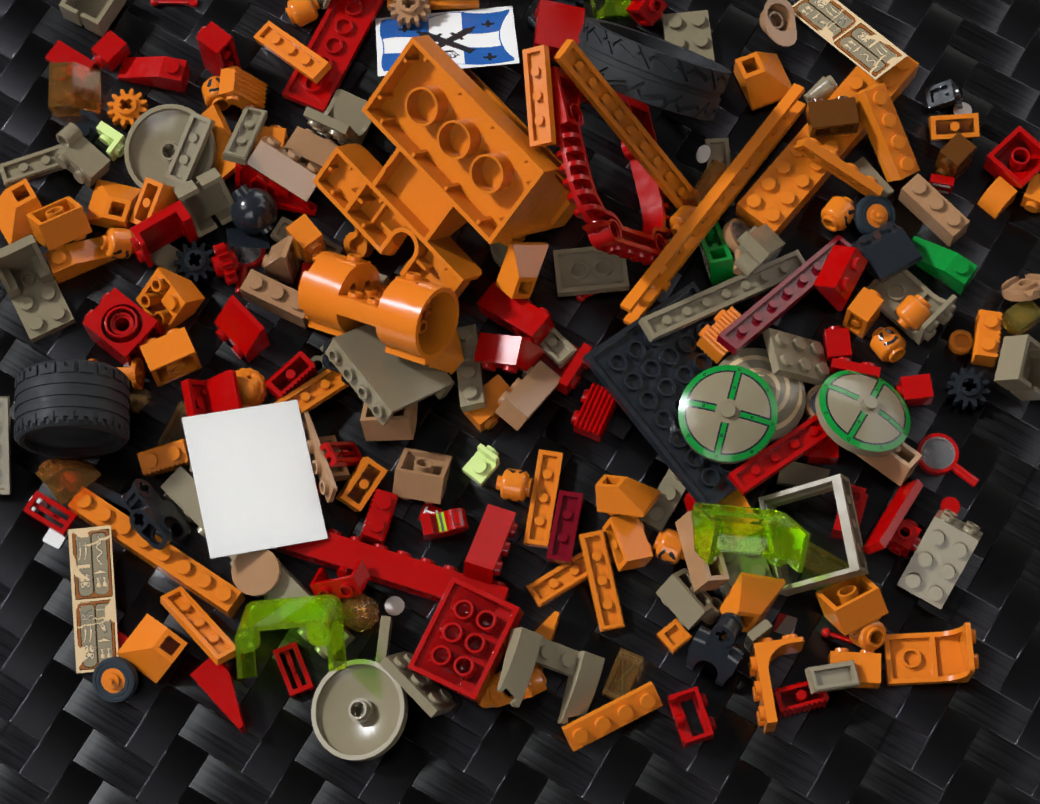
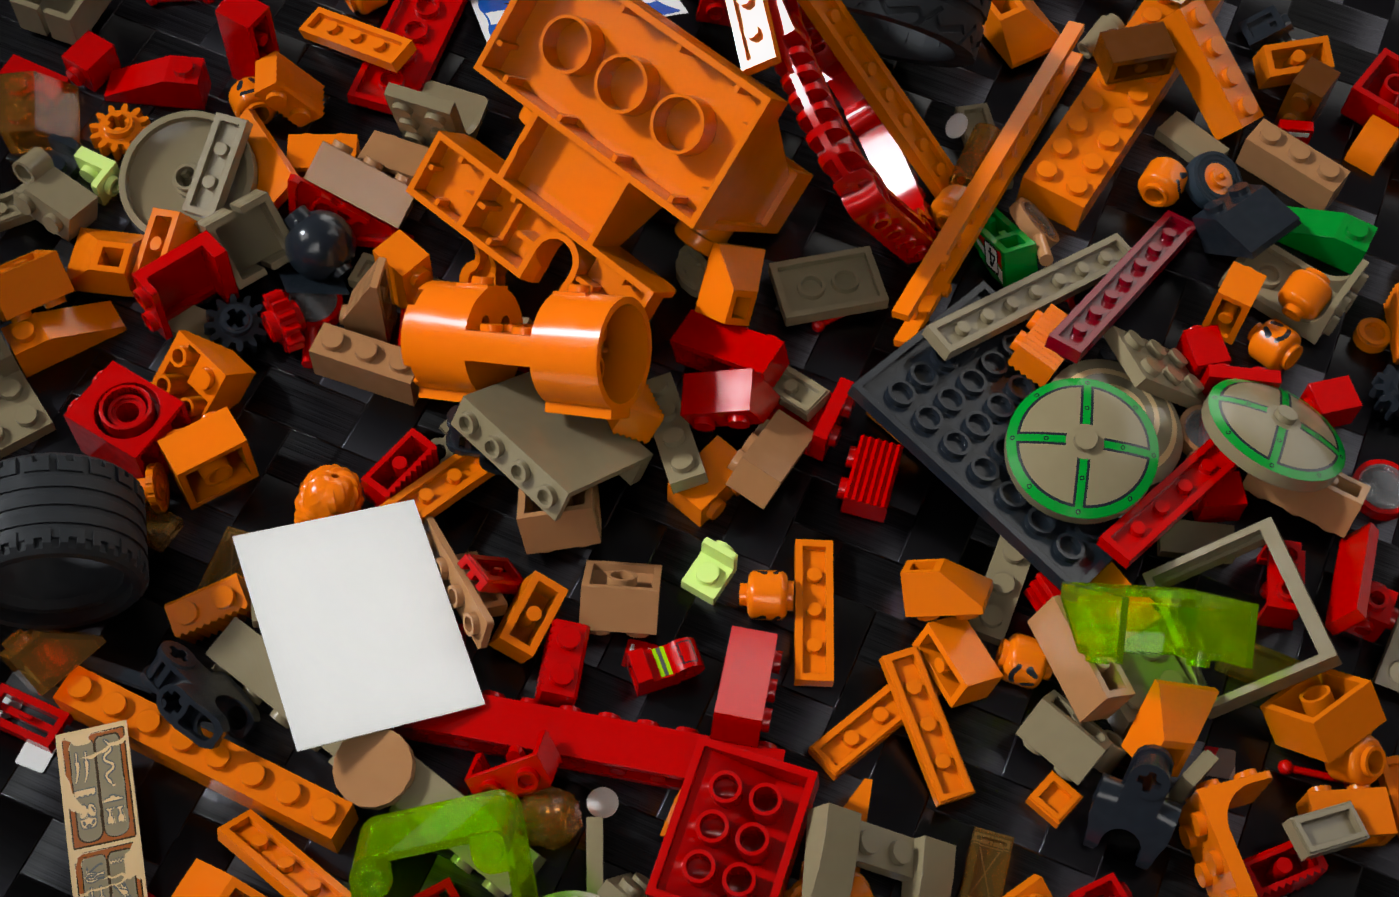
camera: 15 degrees left, 10 degrees down
(117, 243) = (115, 308): orange head -> none
(211, 395) = (283, 503): red bracket -> none
(241, 330) = (316, 410): red slope -> none
(245, 135) = (298, 143): dark tan tile -> none
(565, 527) = (855, 651): dark red plate -> none
(757, 247) = (1068, 228): dark tan hinge -> none
(832, 163) = (1156, 115): orange plate -> none
(840, 275) = (1192, 255): red slope -> none

